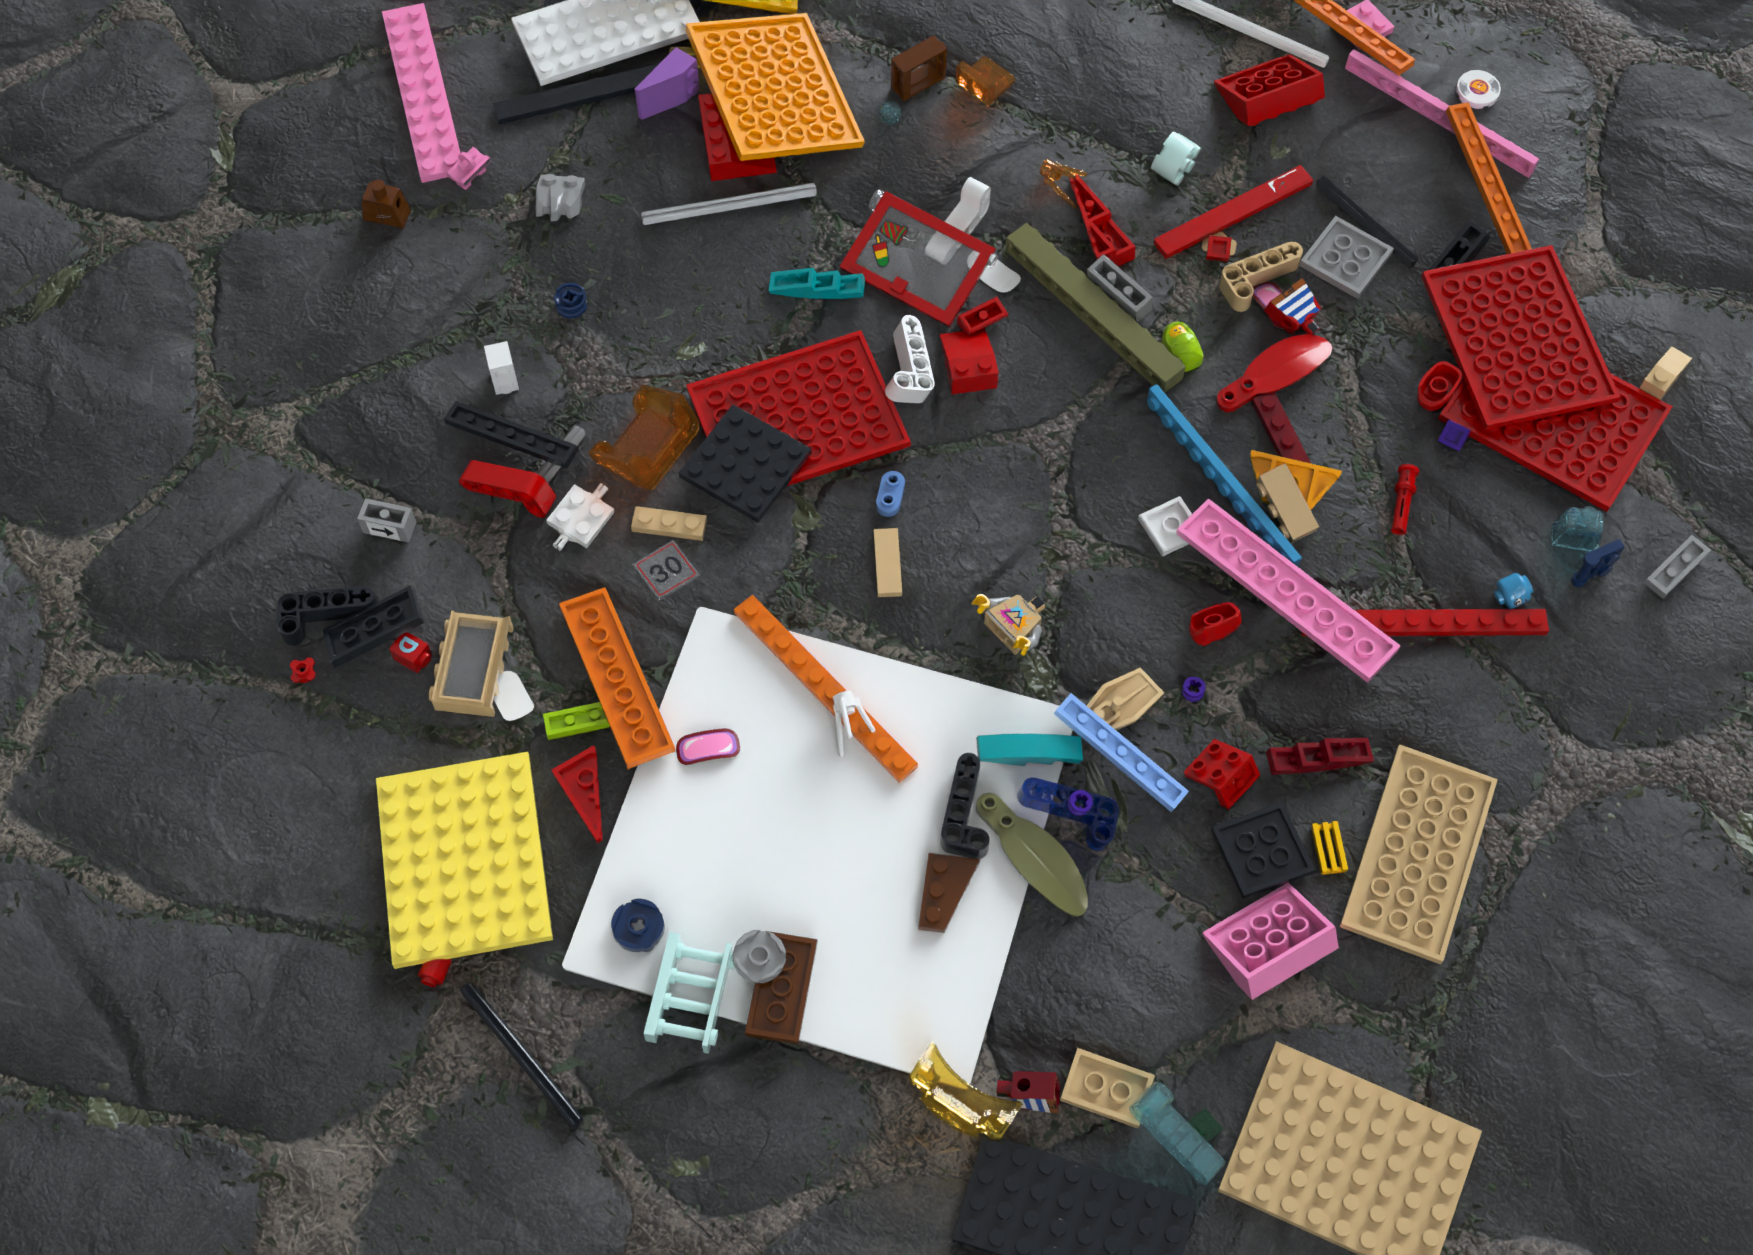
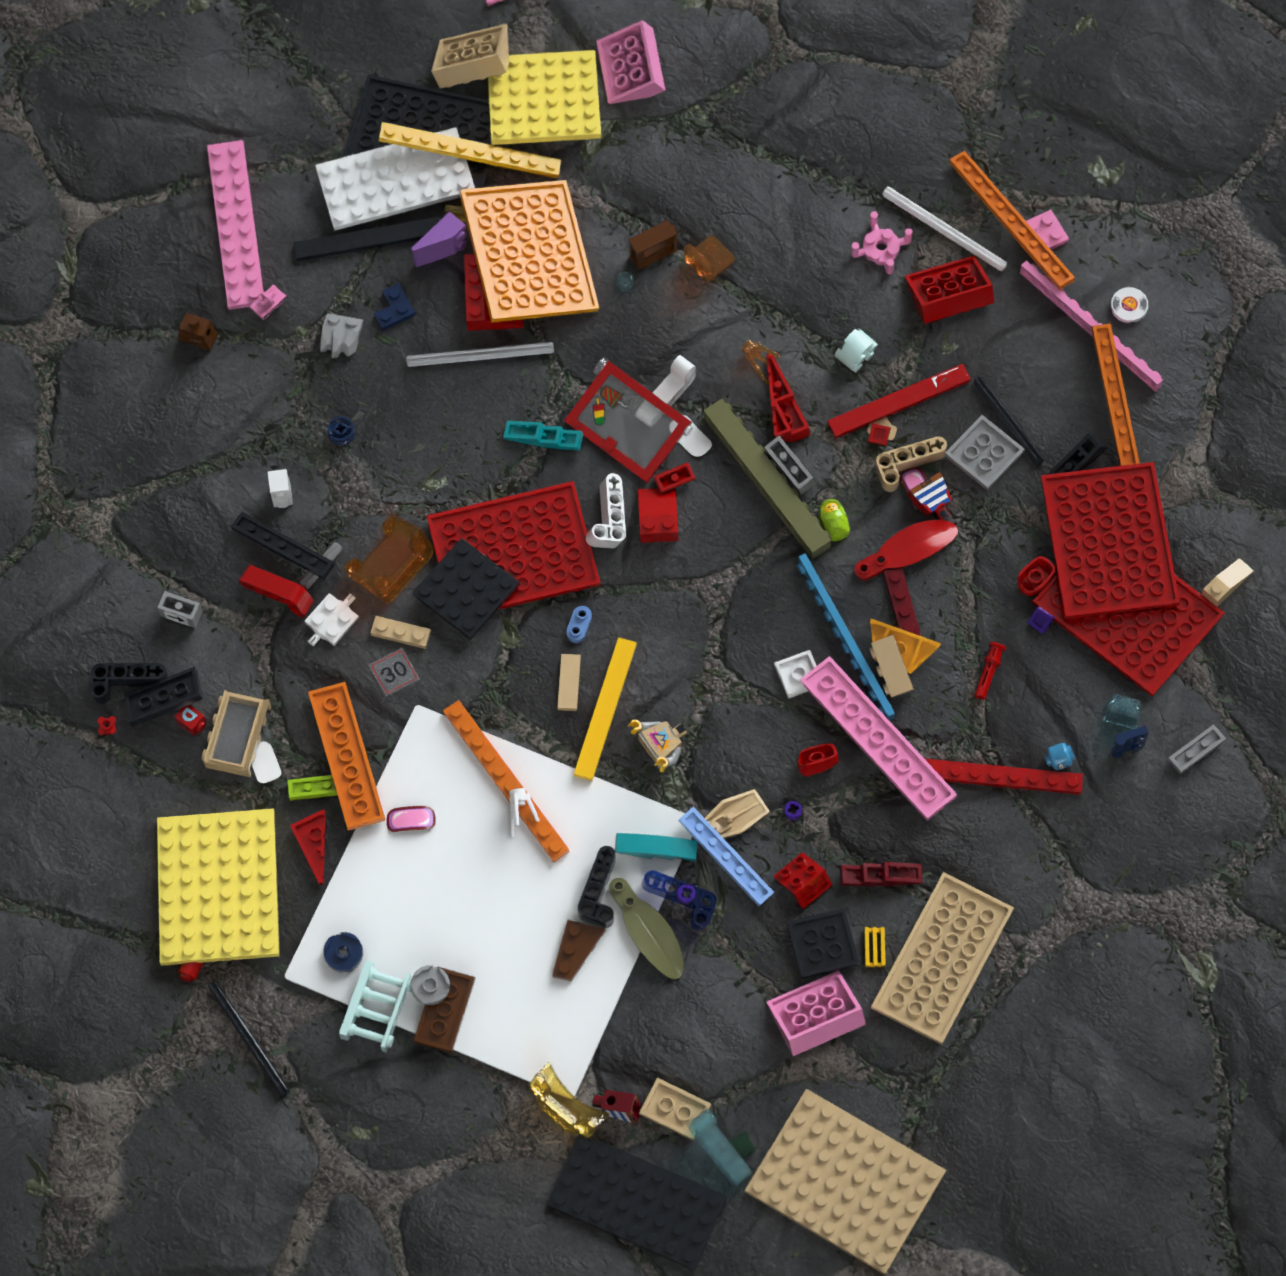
camera: 10 degrees right, 5 degrees up
(624, 163) = (398, 309): none -> dark blue plate
(937, 591) = (605, 709): none -> yellow tile
(1185, 43) = (881, 236): none -> bright pink plate

